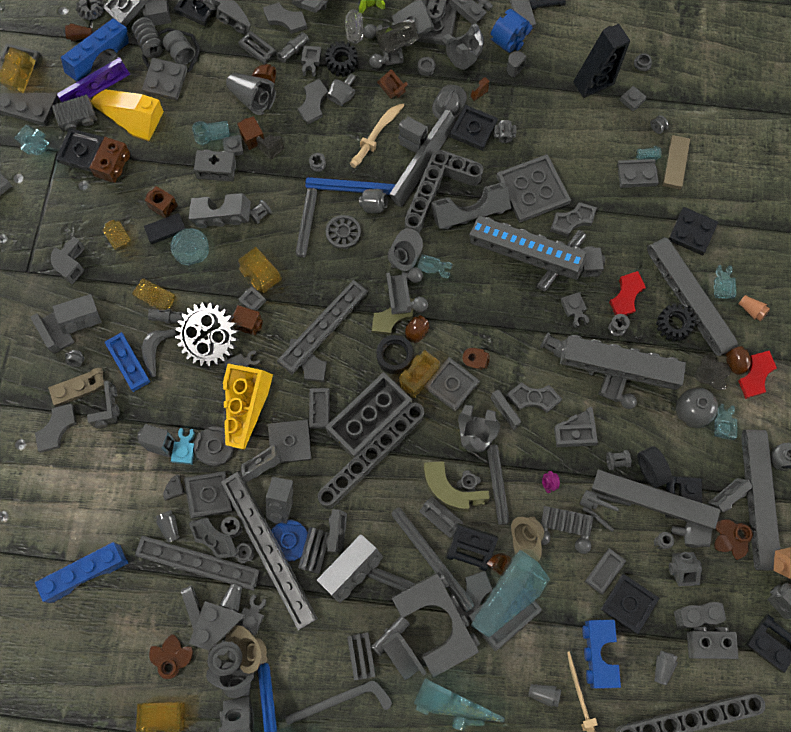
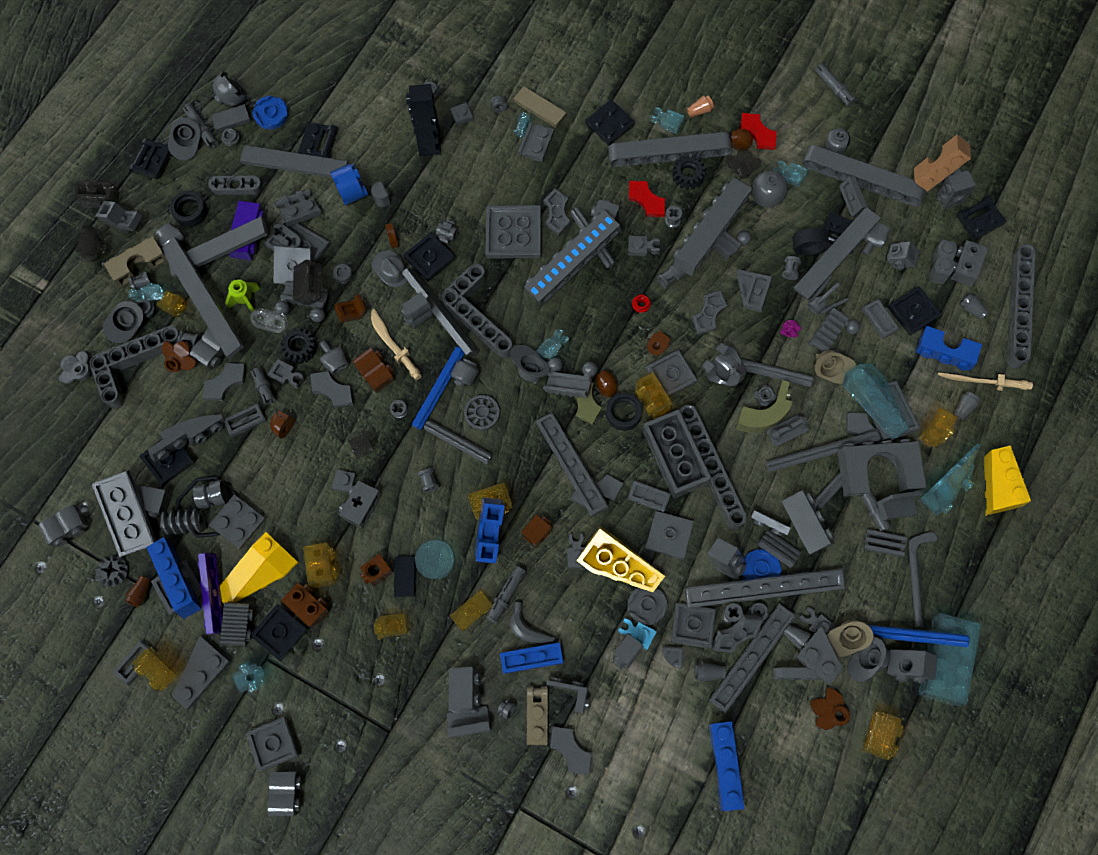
camera: 65 degrees left, 0 degrees up
(64, 260) = (402, 687): dark grey brick -> none
(149, 156) = (320, 565): none -> clear yellow brick
(211, 131) = (320, 494): clear light blue piece -> none
(216, 349) = (520, 574): gear -> none
(227, 666) = (858, 661): dark grey gear -> none
(233, 211) = (423, 501): dark grey arch -> none
(235, 273) = (487, 536): none -> blue arch
(250, 131) = (339, 458): reddish brown brick -> none
(252, 91) = (294, 441): dark grey cone -> none
(252, 299) = (516, 519): dark grey plate -> none
(260, 463) = (683, 565): dark grey plate -> none
(343, 126) = (373, 370): none -> reddish brown brick
(465, 50) = (345, 230): dark grey piece -> none
(474, 541) = (820, 411): black plate -> none
(493, 200) = (512, 270): dark grey arch -> none
(499, 563) = (845, 398): reddish brown tile -> none
(503, 669) = (938, 428): none -> clear yellow brick
(505, 409) = (713, 338): dark grey tile -> none
(513, 325) = (641, 299): none -> red plate
(668, 542) = (874, 261): dark grey pin -> none
(730, 540) = (890, 212): reddish brown plate -> none

